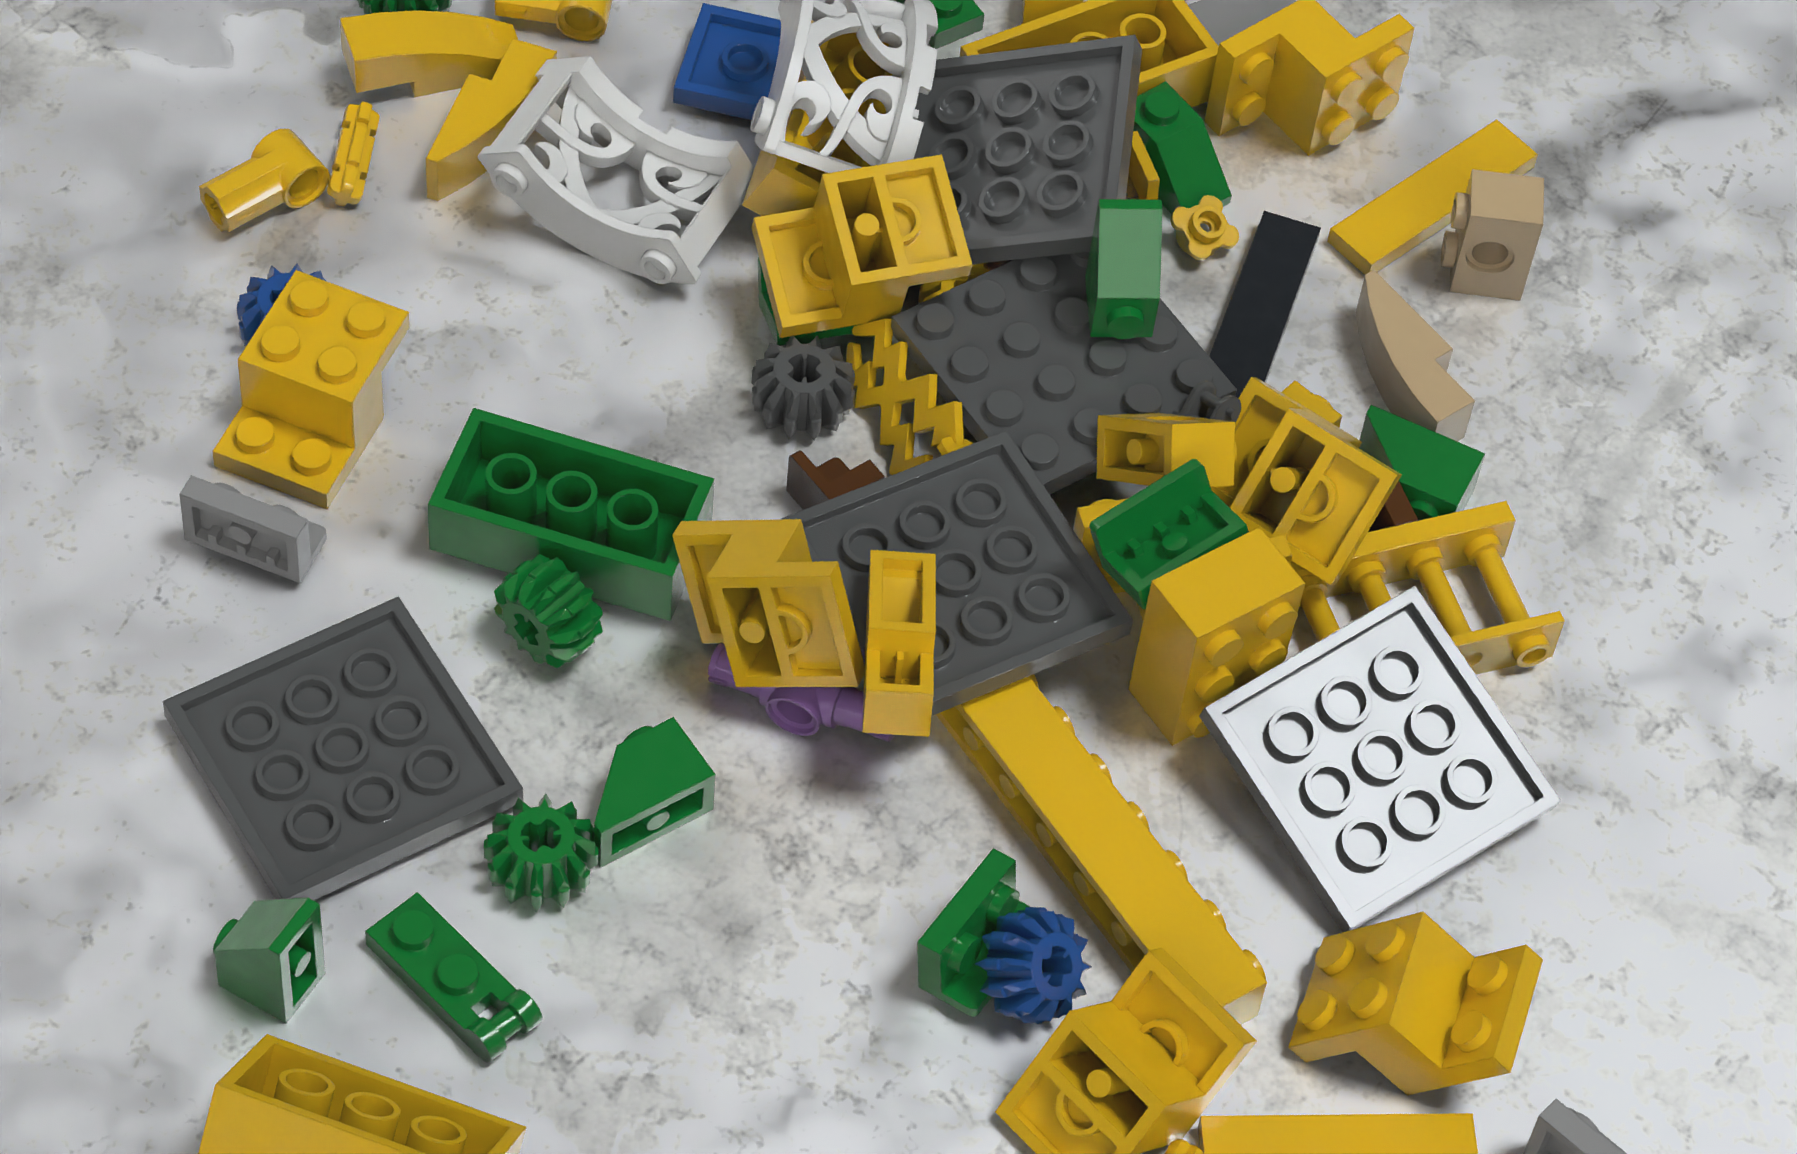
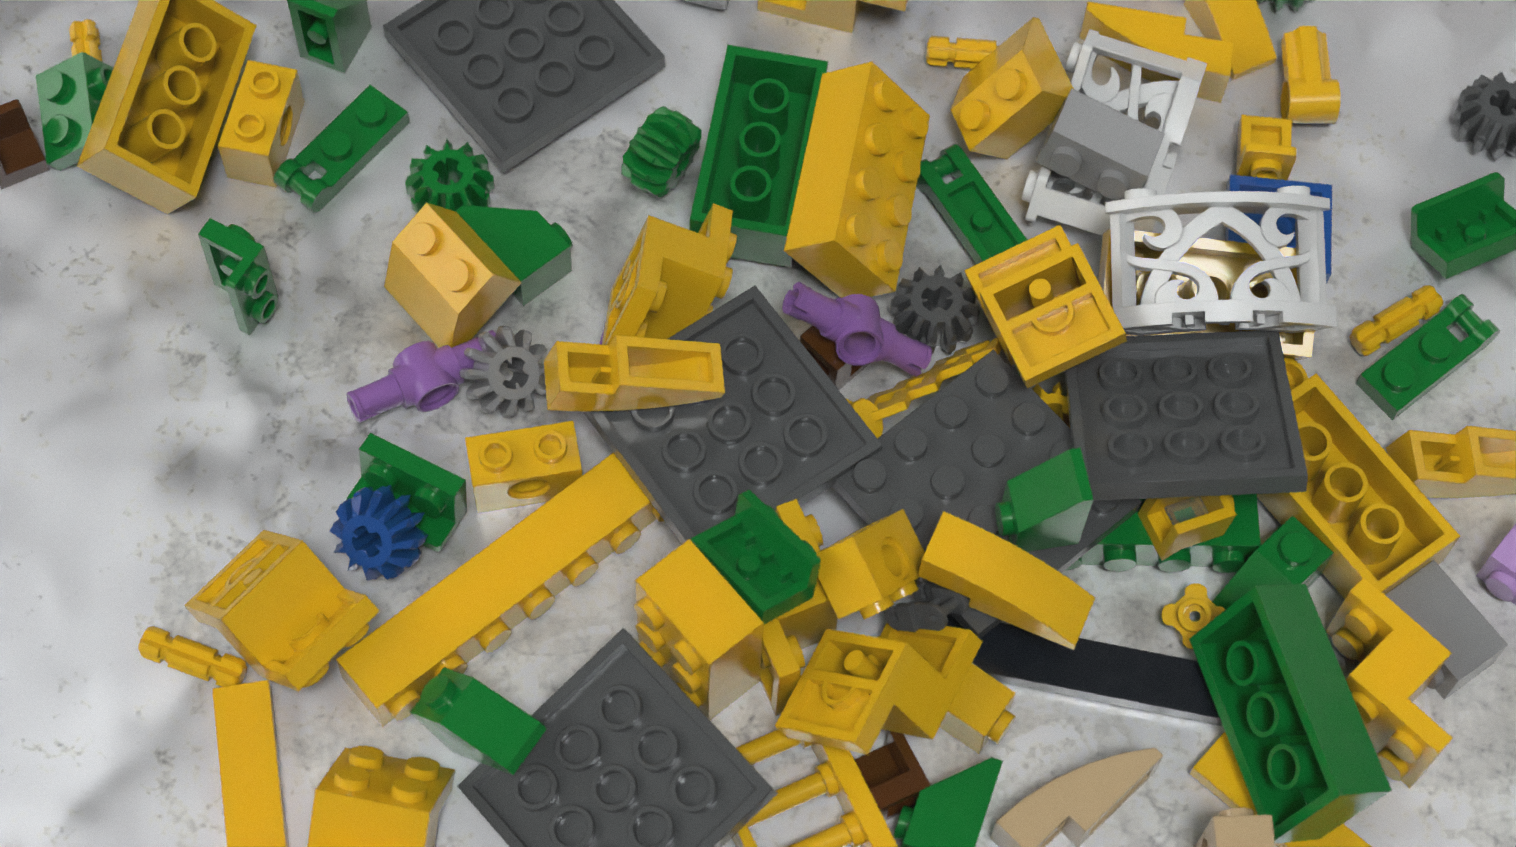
camera: 85 degrees right, 10 degrees up
(412, 1044) = (261, 123): none -> yellow brick
(449, 296) = (963, 52): none -> yellow axle
(532, 251) = (1011, 93): none -> yellow slope
(638, 411) = (858, 182): none -> yellow brick
(643, 54) = (1265, 147): none -> yellow bracket
(648, 171) = (1099, 146): none -> light grey brick
(653, 1070) = (242, 270): none -> green bracket
(668, 334) = (968, 205): none -> green plate
(698, 857) = (446, 276): none -> yellow slope
(813, 909) = (419, 377): none -> medium lavender pin
(831, 811) = (491, 383): none -> light grey gear
(845, 439) = (857, 329): none -> medium lavender pin
(954, 808) = (522, 465): none -> yellow brick
(1196, 339) = (1005, 581): none -> yellow slope
(1293, 878) = (477, 721): none -> green slope
(1346, 148) = (1289, 713): none -> green brick

